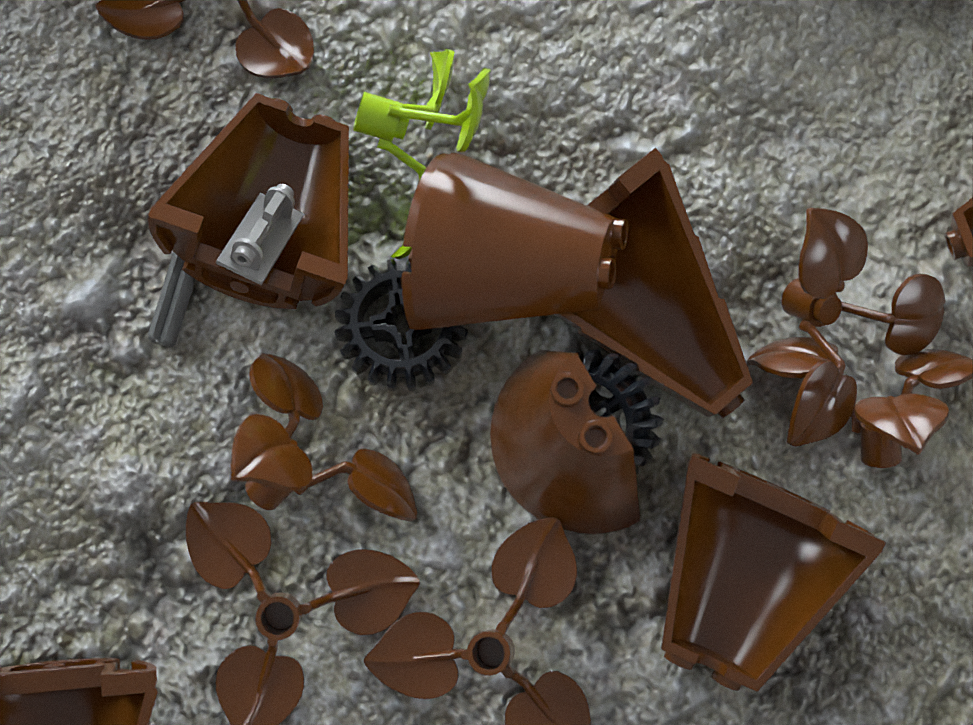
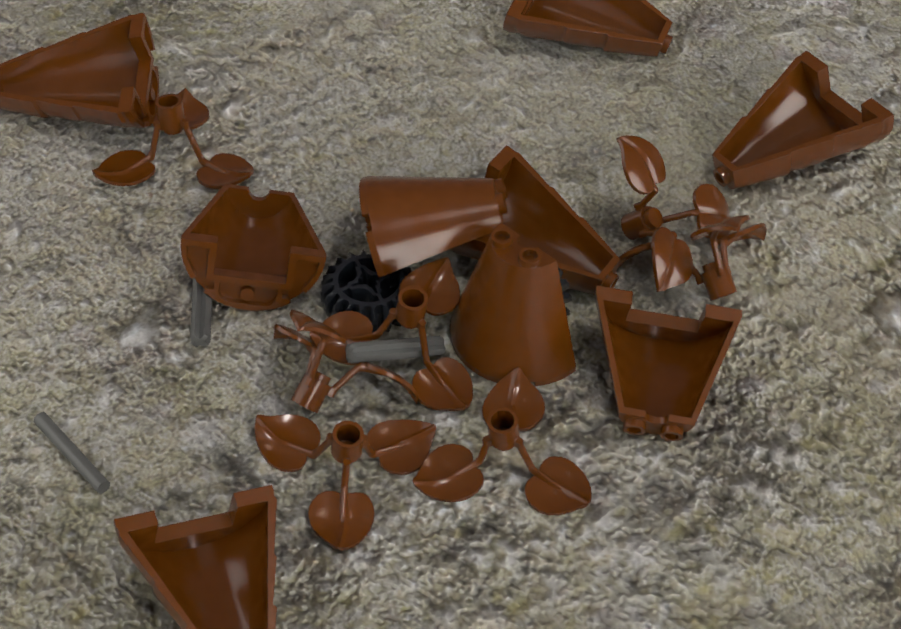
camera: 15 degrees left, 30 degrees down
(262, 234) = (257, 255): light grey hinge -> none
(390, 118) = (327, 166): lime plant -> none
(401, 444) = (392, 349): none -> dark grey axle
(473, 359) = (425, 290): none -> reddish brown plant

